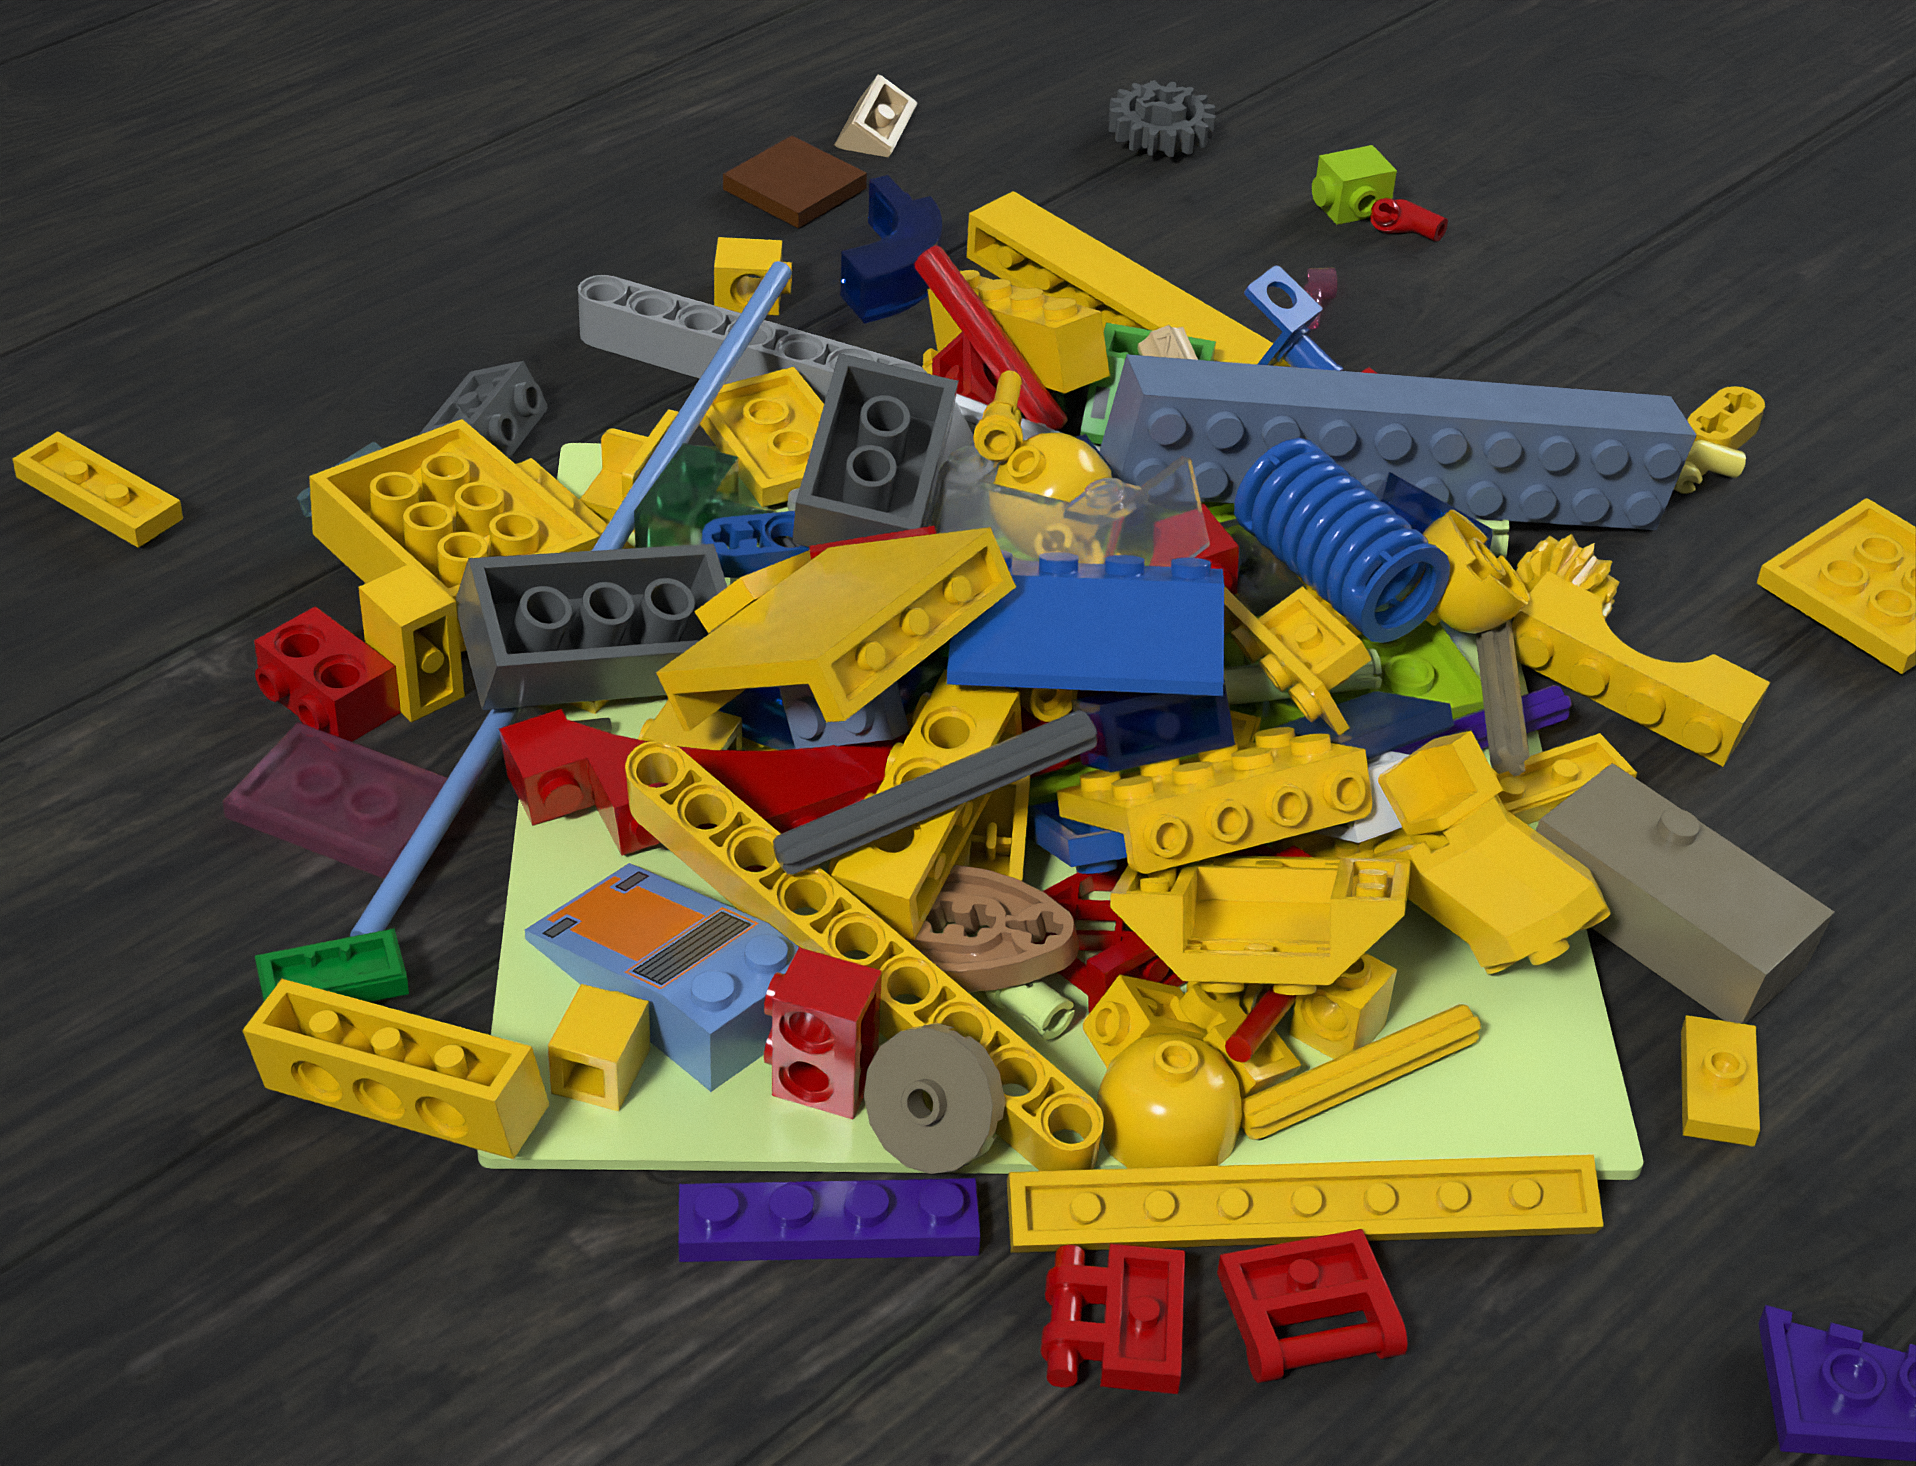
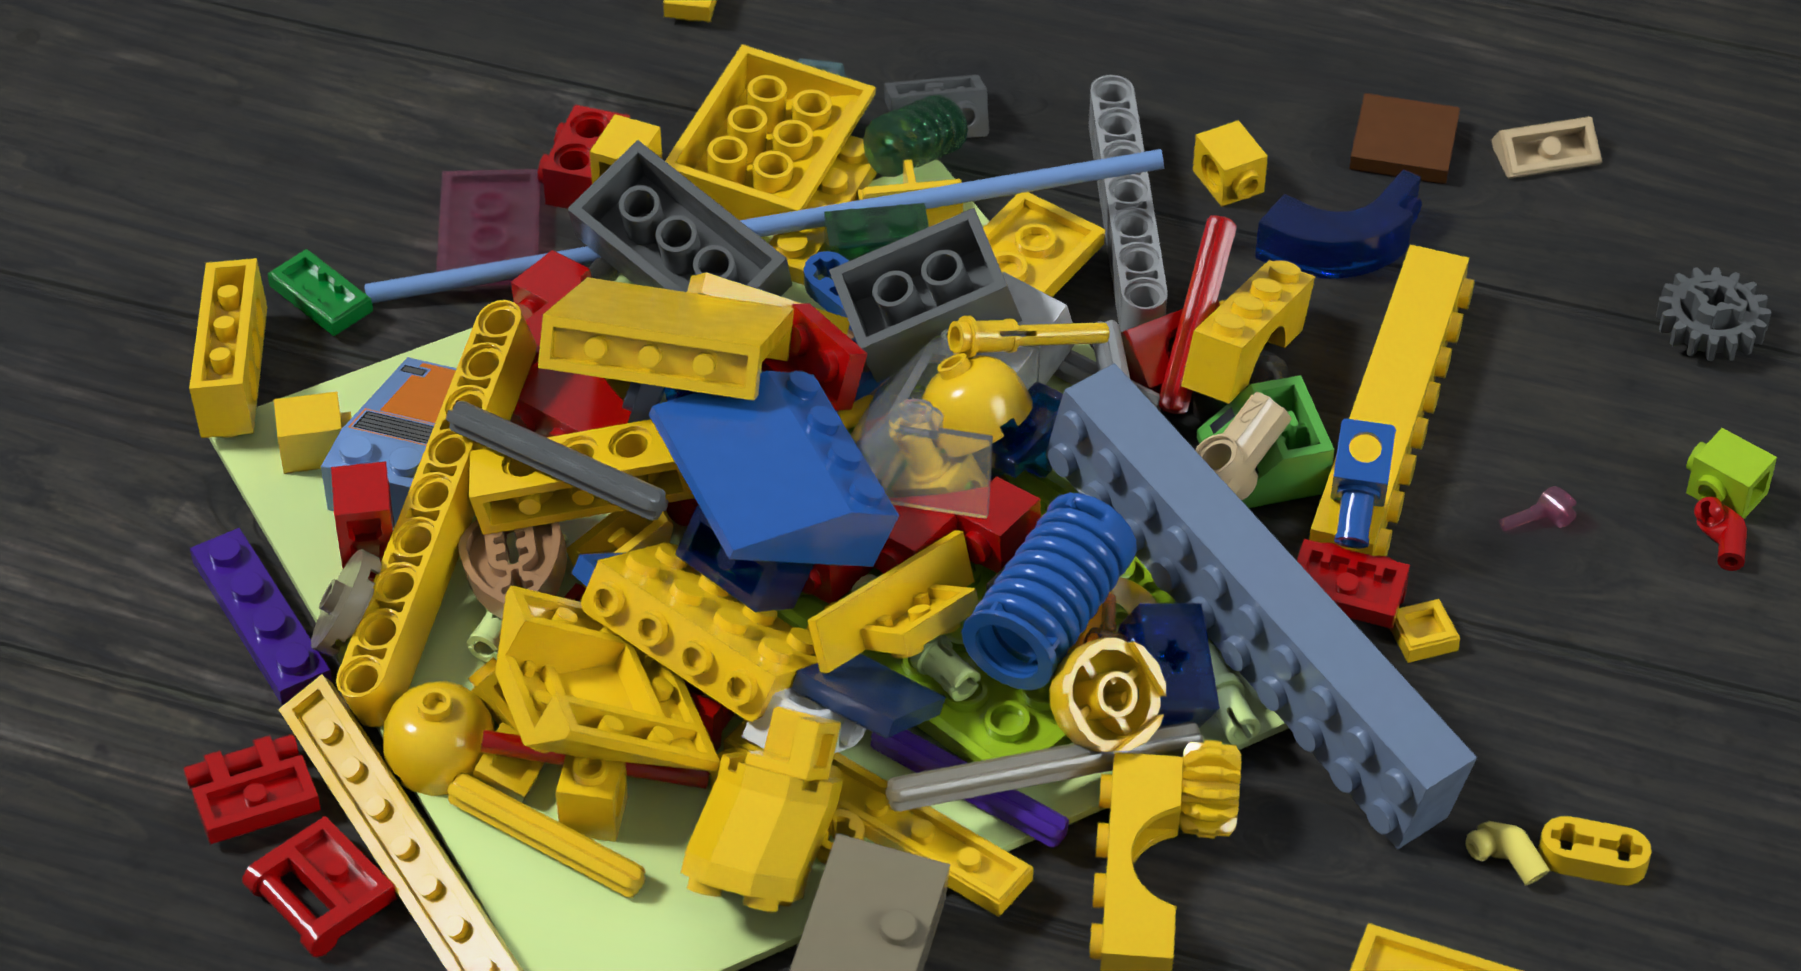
camera: 65 degrees right, 5 degrees up
(552, 426) = (915, 133): none -> clear green piece

